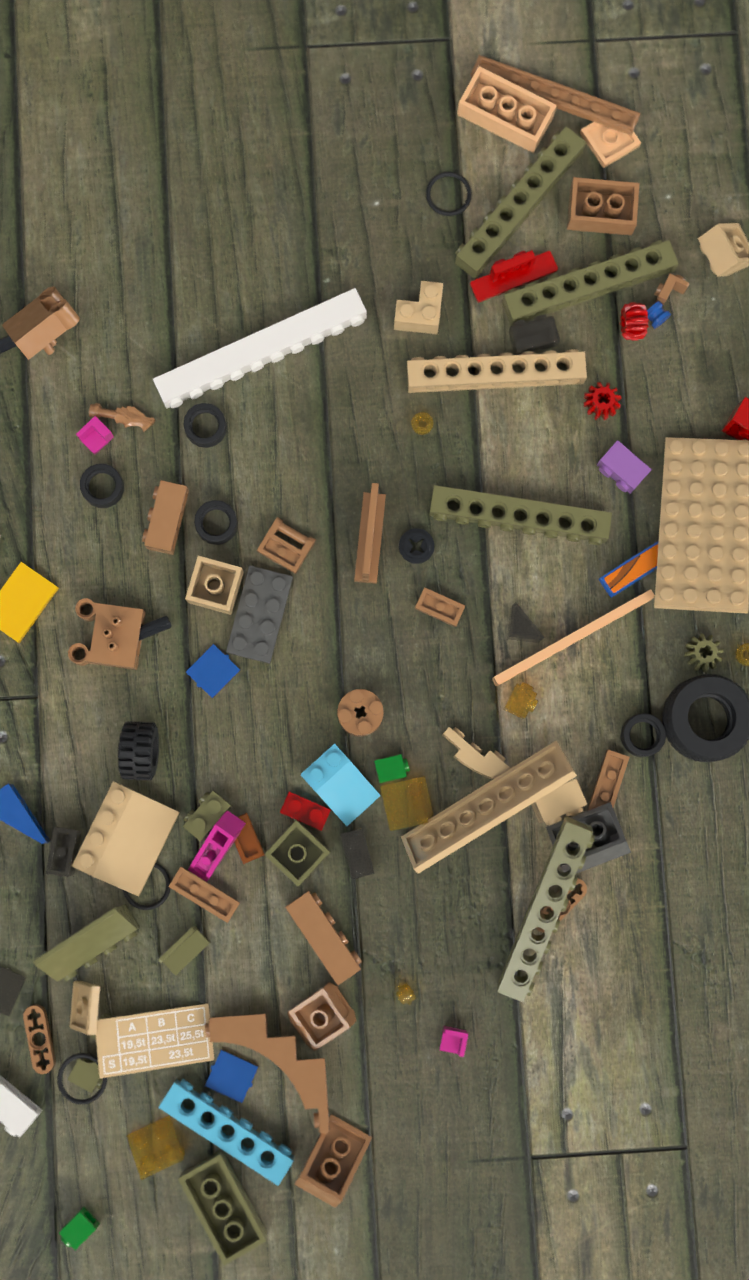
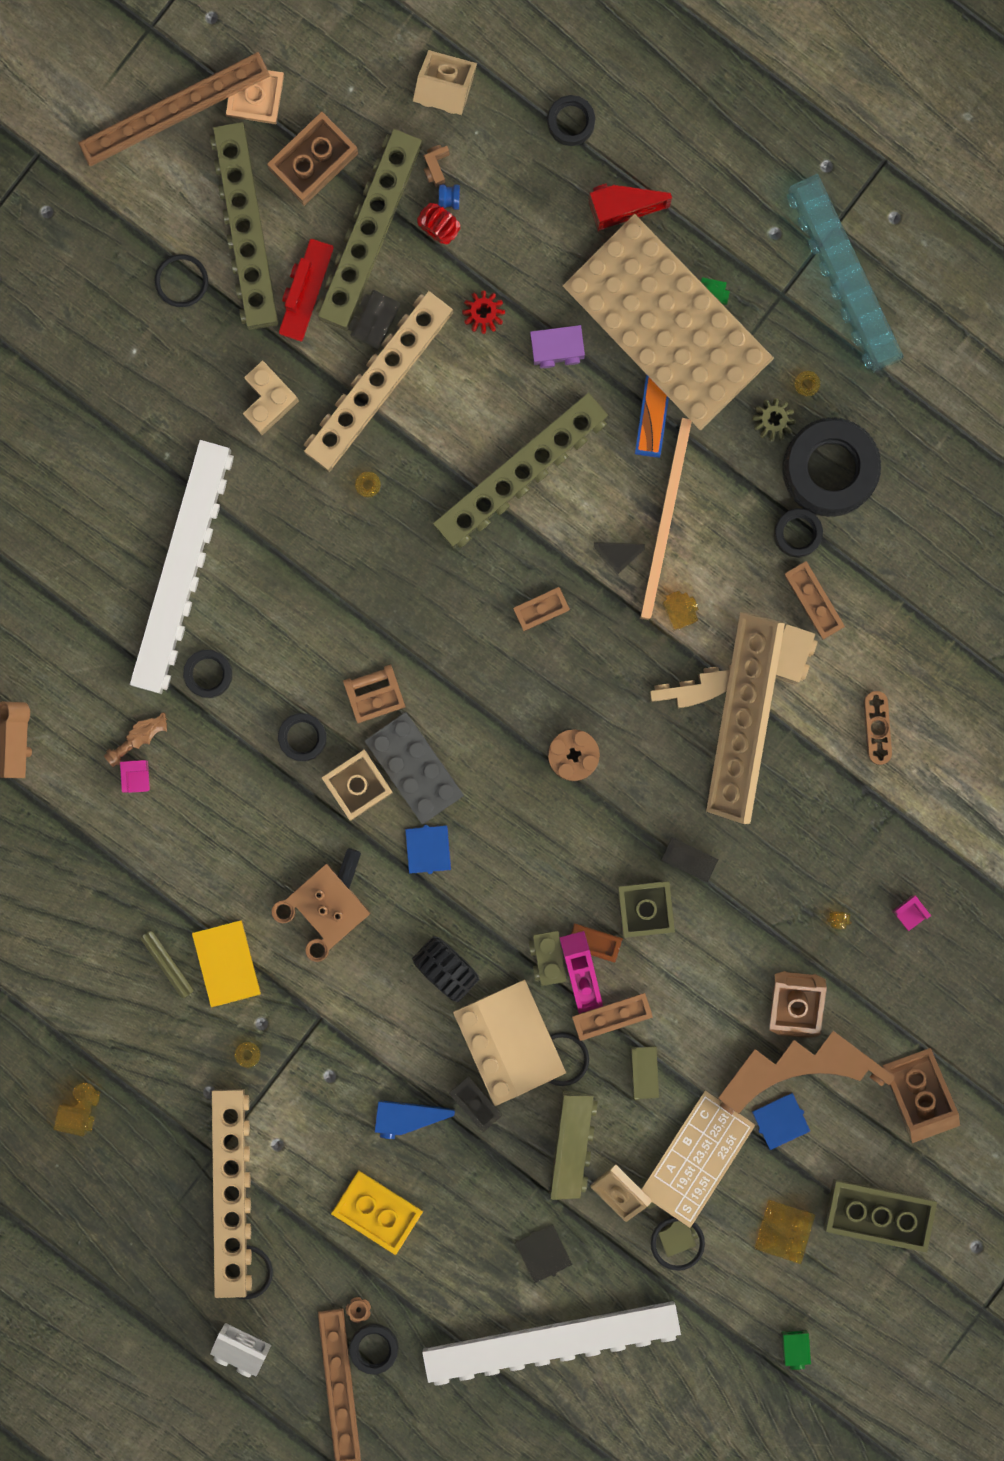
camera: 45 degrees left, 5 degrees up
(32, 1046) = (627, 1268): medium nougat beam -> none
(93, 470) = (165, 808): black tyre -> none
(165, 517) = (260, 776): medium nougat brick -> none
(232, 1144) = (887, 1149): medium azure brick -> none
(305, 811) = (615, 873): red plate -> none
(323, 937) = (734, 948): medium nougat brick -> none
(340, 784) = (619, 824): medium azure slope -> none
(370, 536) = (428, 616): medium nougat fence -> none
(391, 768) = (643, 769): green brick -> none
(407, 803) = (683, 781): clear yellow hinge -> none
(416, 536) = (479, 574): black gear -> none
(506, 109) = (151, 165): light nougat brick -> none
(509, 982) = (915, 819): brick -> none
(608, 840) = (844, 657): dark grey slope -> none

